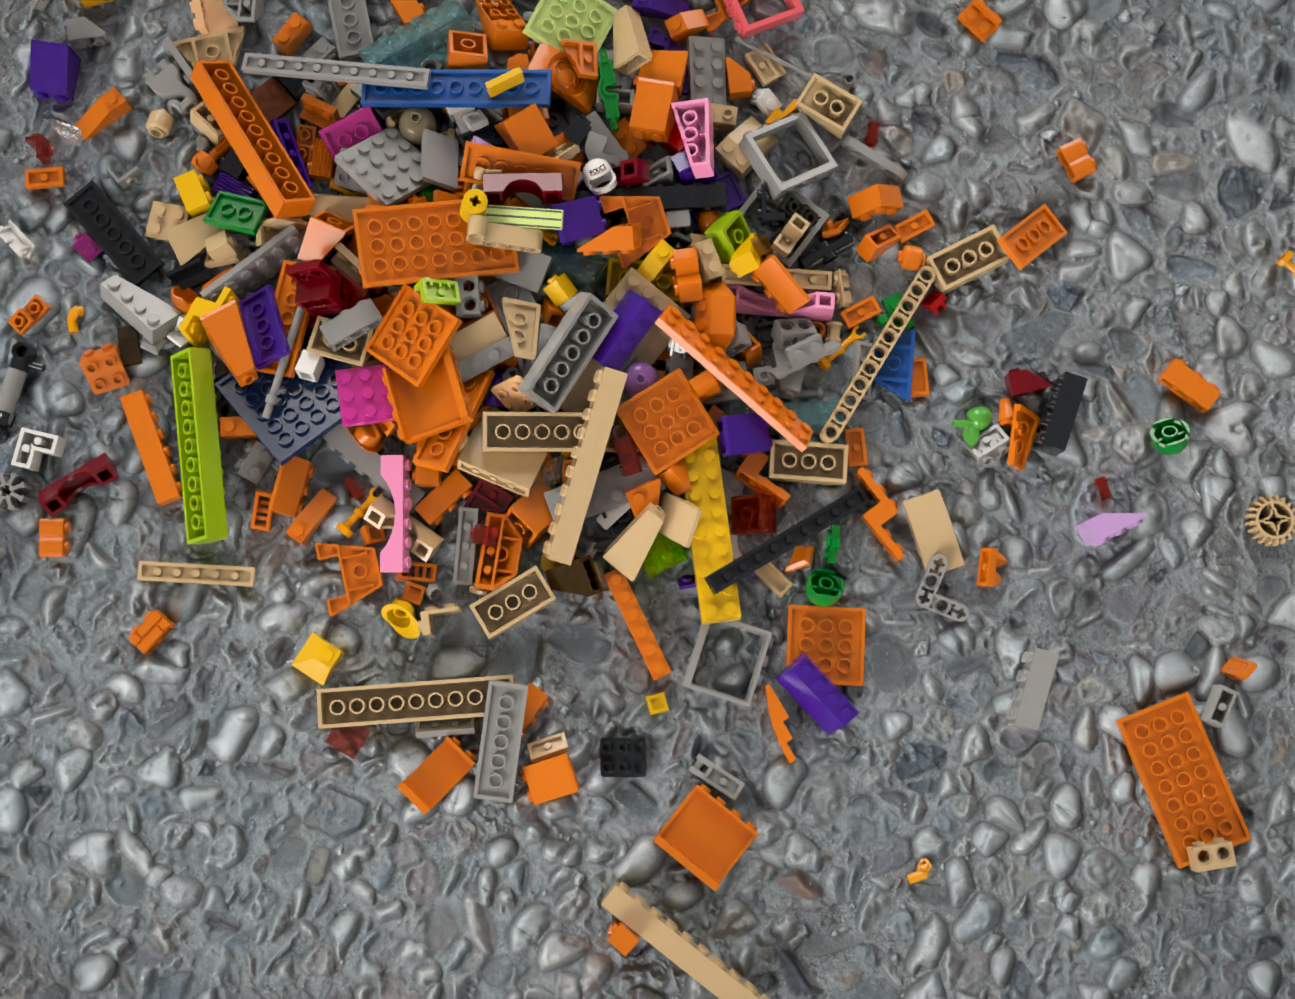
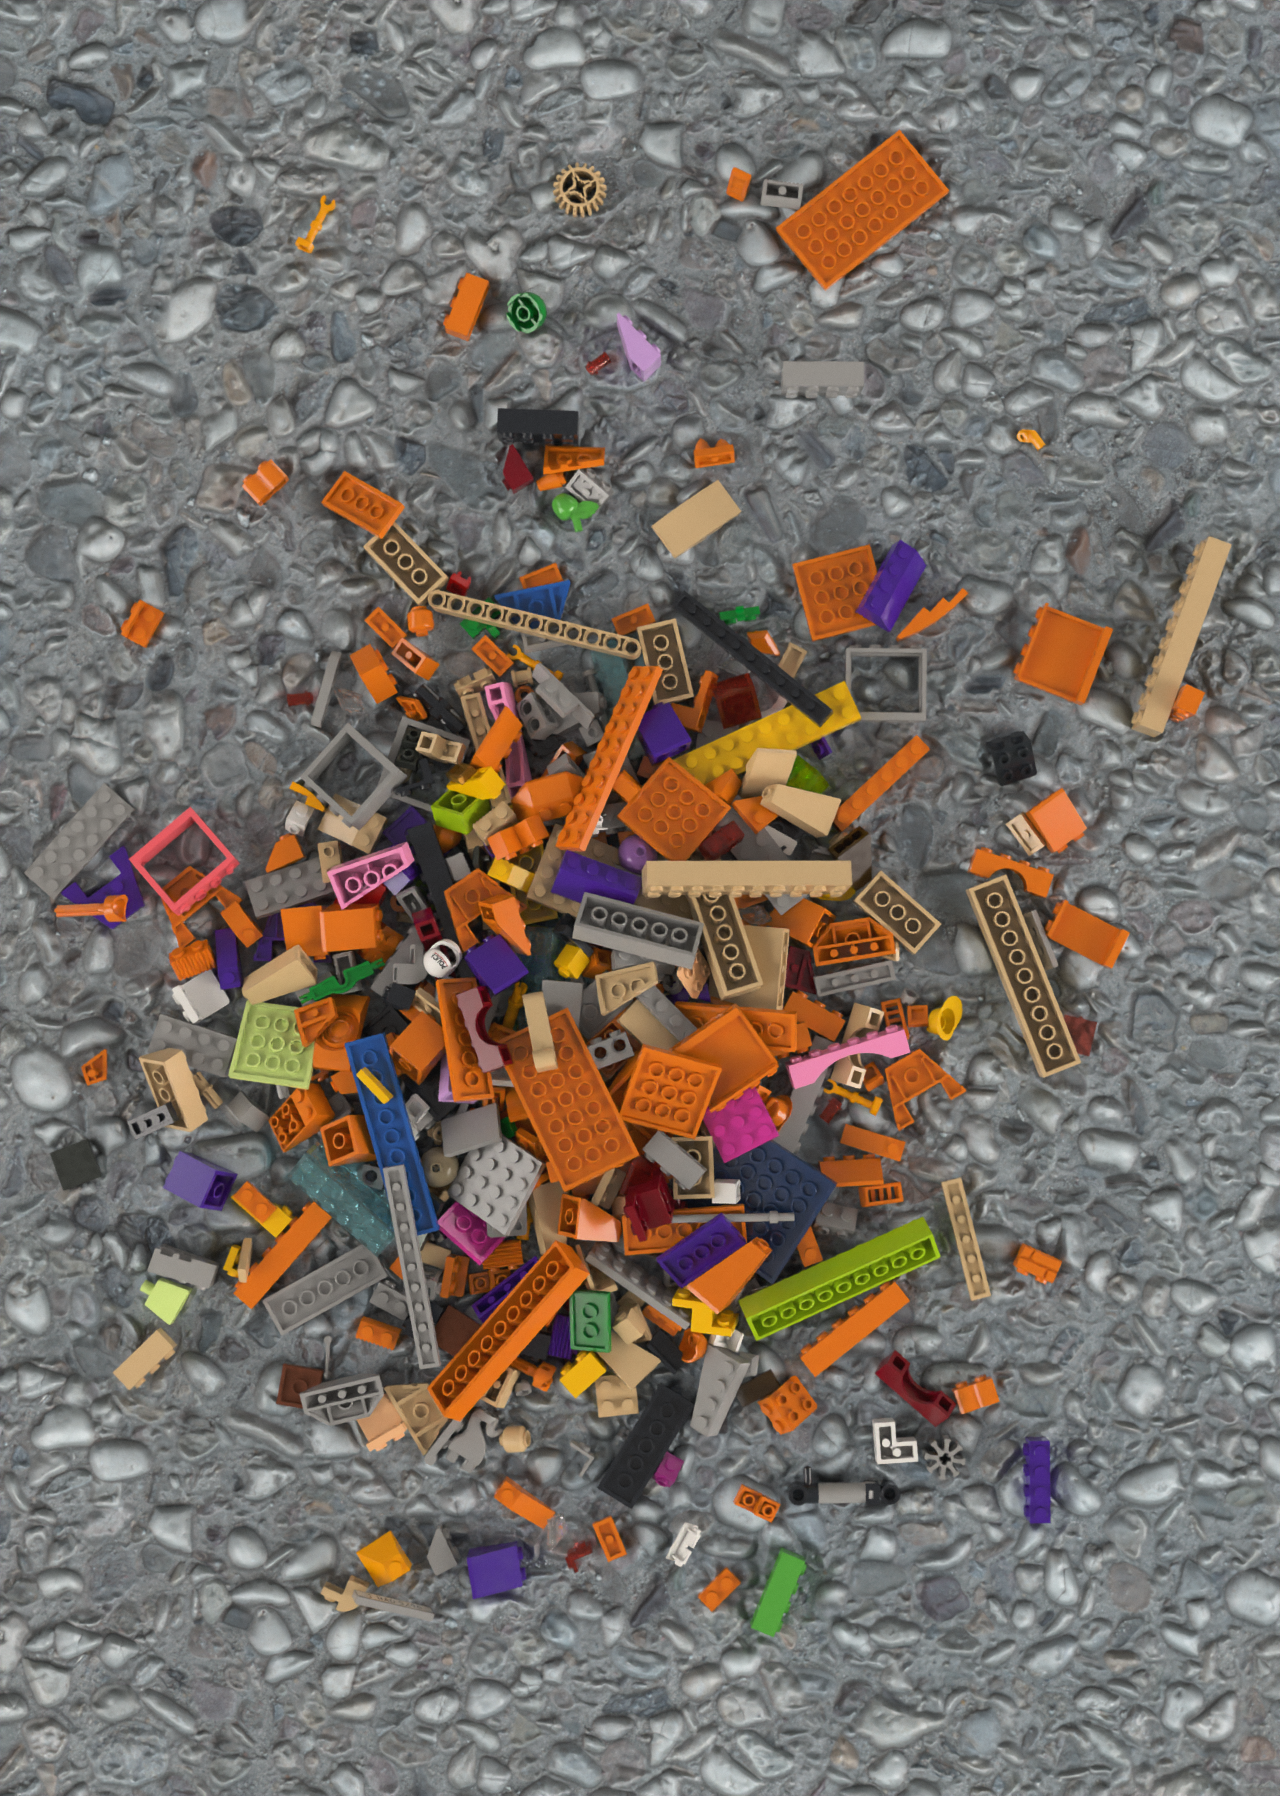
camera: 105 degrees left, 5 degrees up
(72, 318) = (746, 1457): light orange arm -> none
(318, 658) = (1010, 1089): yellow slope -> none
(426, 623) = (931, 990): tan bracket -> none
(438, 291) = (619, 1078): lime bracket -> none
(473, 203) = (515, 1067): yellow piece -> none
(479, 171) = (480, 1077): tan hand -> none
(483, 535) = (841, 961): clear red bracket -> none
(500, 741) = (1037, 879): light grey plate -> none
(525, 217) = (515, 1017): yellowish green tile -> none
(657, 703) = (948, 741): yellow tile -> none
(717, 777) = (1002, 660): light grey plate -> none
(764, 68) = (259, 831): tan plate -> none
(824, 587) = (785, 610): green cylinder -> none
(828, 105) = (285, 751): tan slope -> none
(844, 84) = (263, 743): light grey piece -> none
(880, 513) = (693, 577): orange bracket -> none
(935, 597) = (759, 499): light grey beam -> none
(1211, 859) = (933, 163): tan brick -> none

